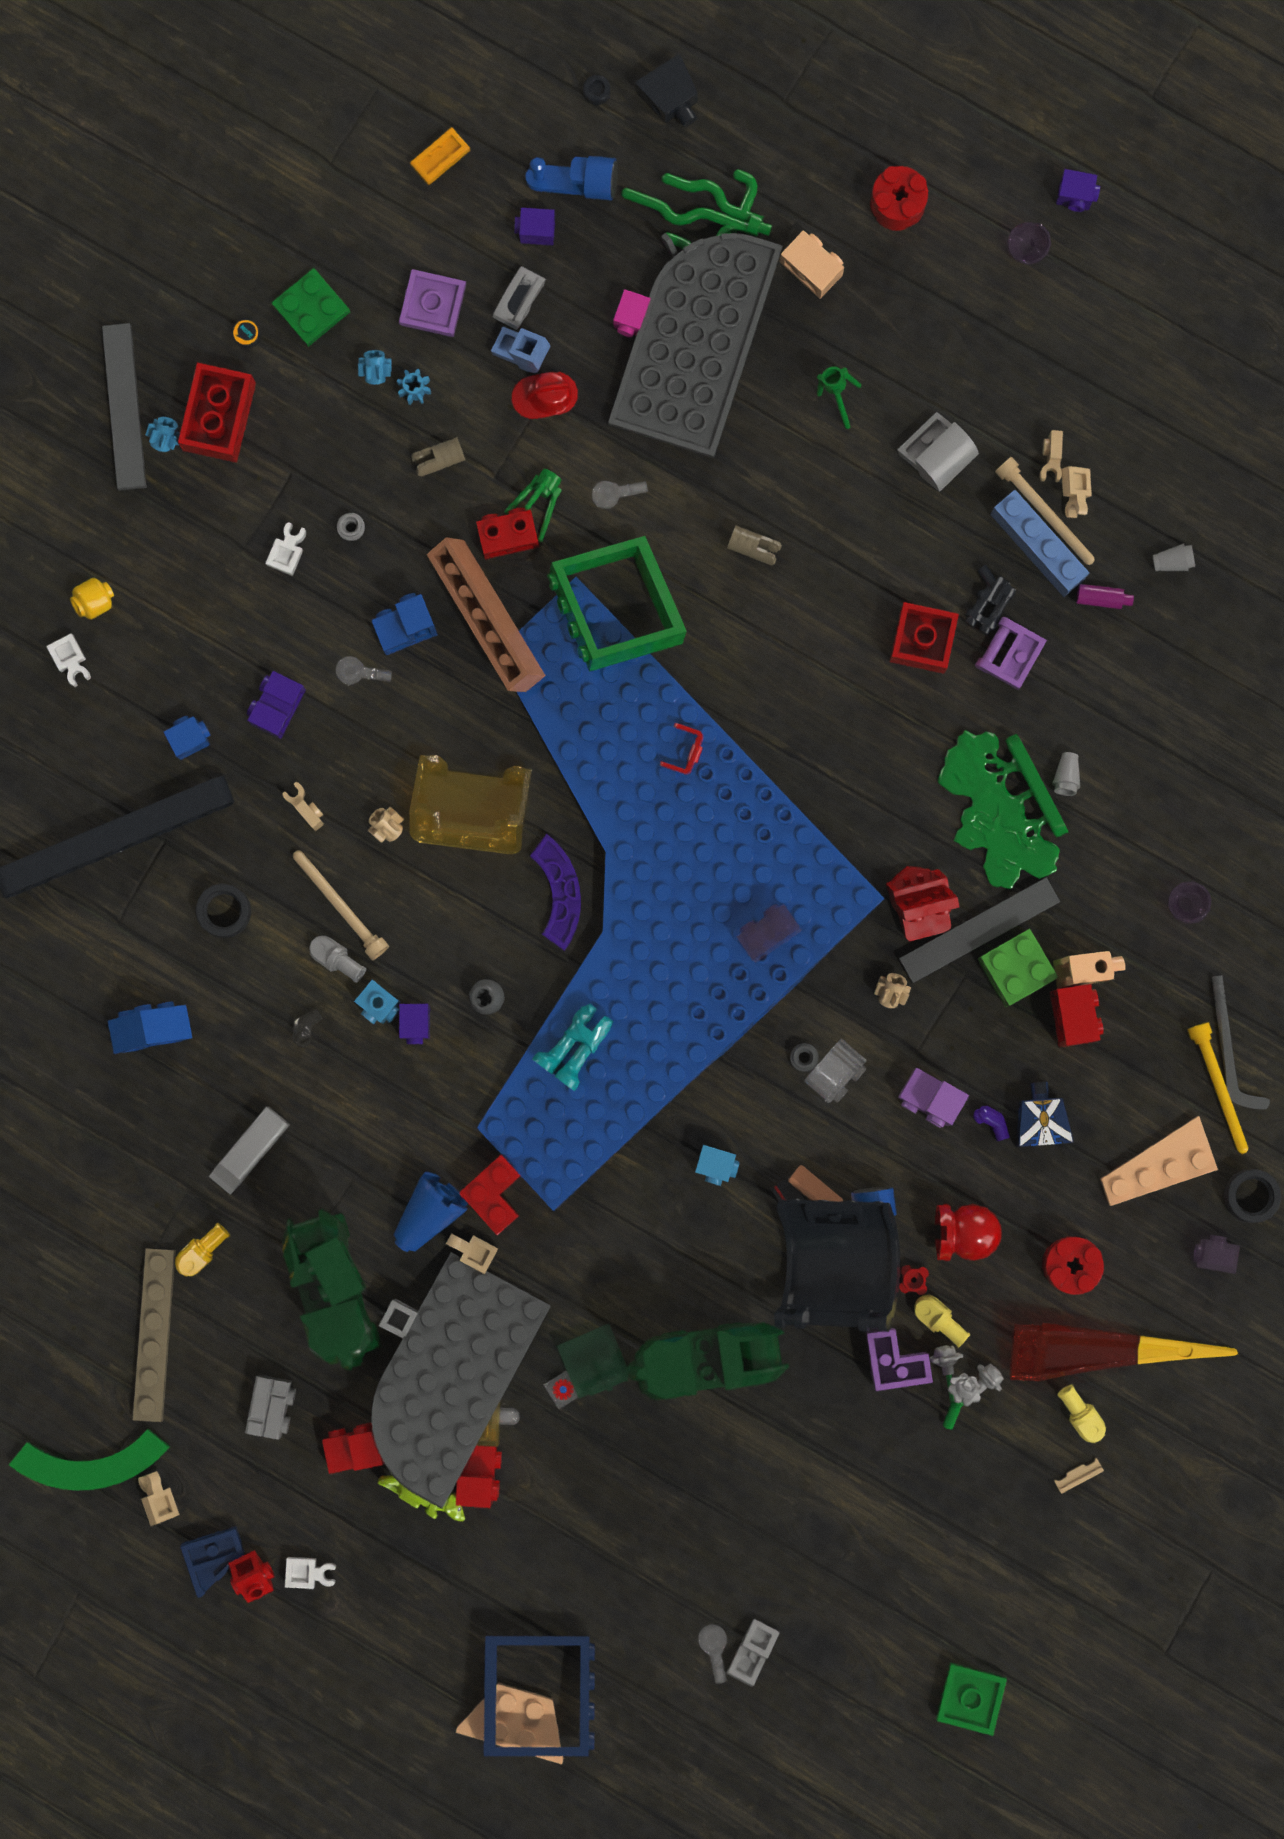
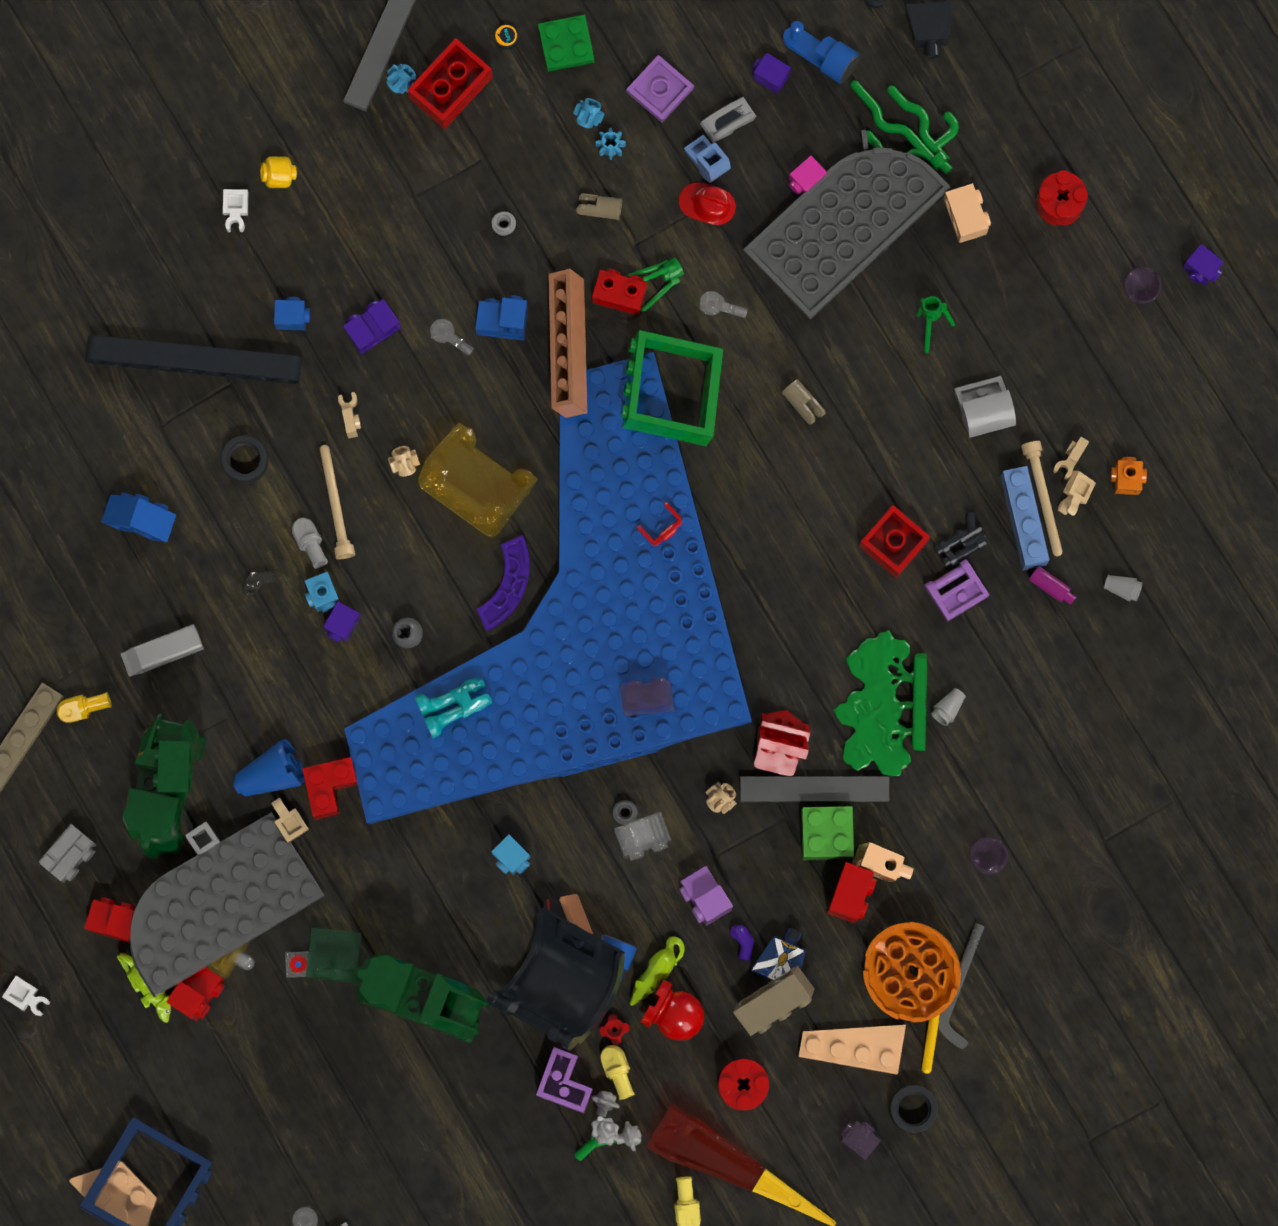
camera: 25 degrees right, 5 degrees down
(286, 554) = (443, 217): white plate -> none
(923, 1195) = (658, 968): none -> lime animal
(1059, 1165) = (774, 1001): none -> dark tan brick
(1119, 444) = (1128, 484): none -> orange brick
(1176, 1086) = (889, 974): none -> orange brick

